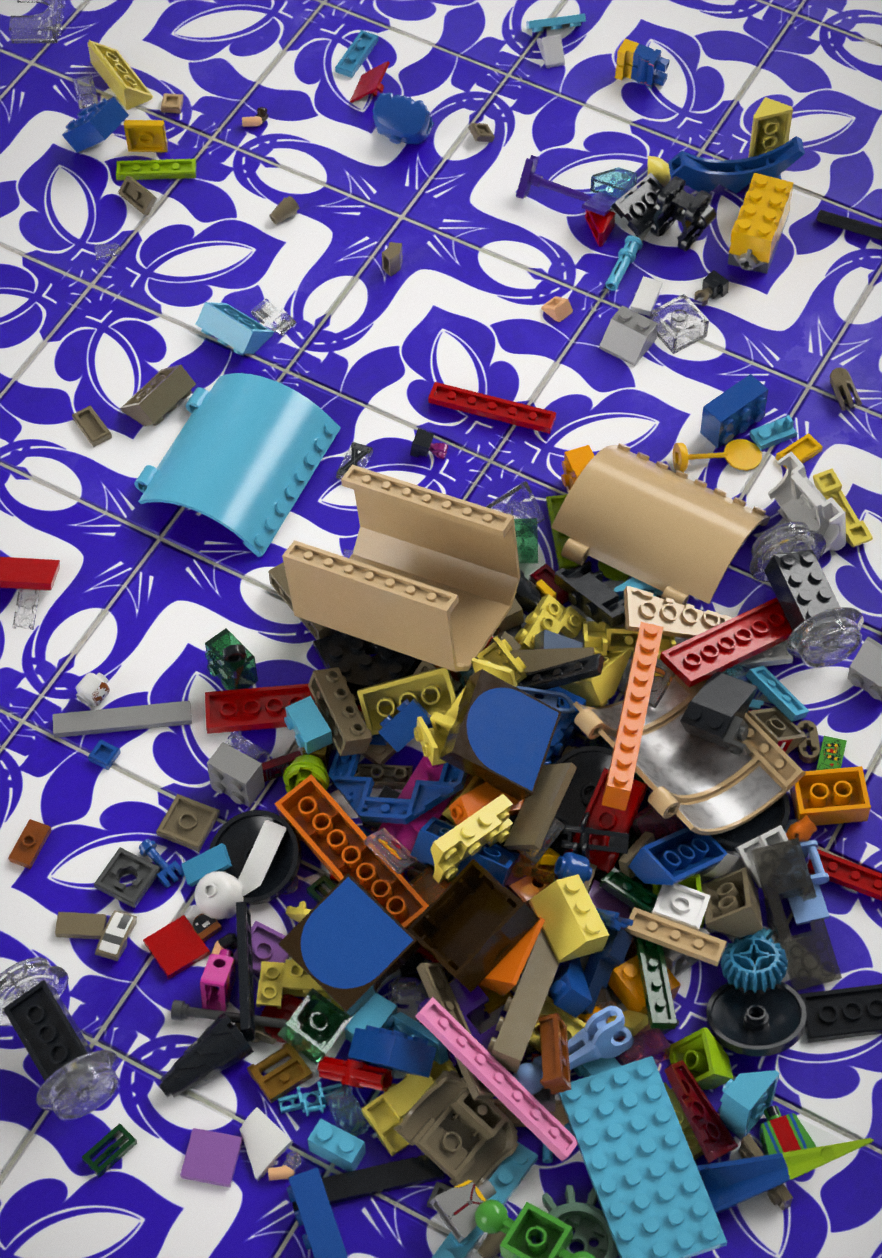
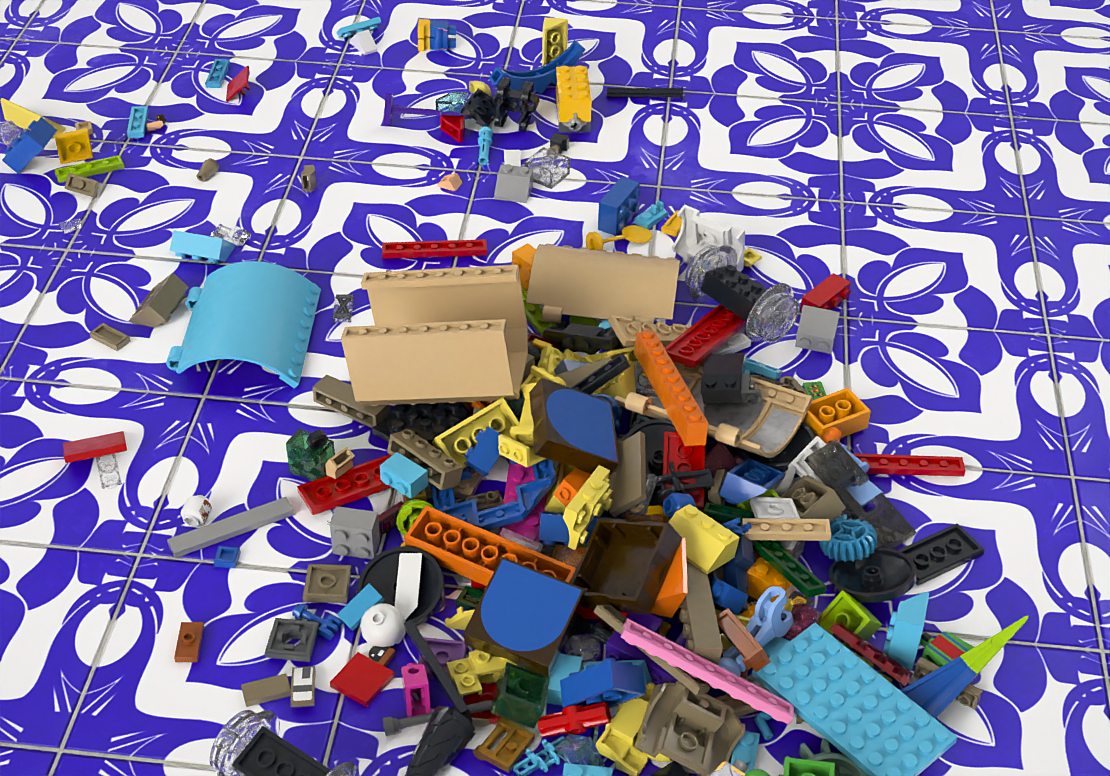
camera: 25 degrees left, 15 degrees down
(225, 942) = (407, 658): black arm -> none
(234, 111) = (137, 122): none -> medium azure plate
(256, 681) = (339, 463): none -> tan piece
(402, 118) = (275, 96): blue animal -> none
(481, 132) = (337, 96): dark tan tile -> none
(842, 386) = (686, 179): dark tan arm -> none

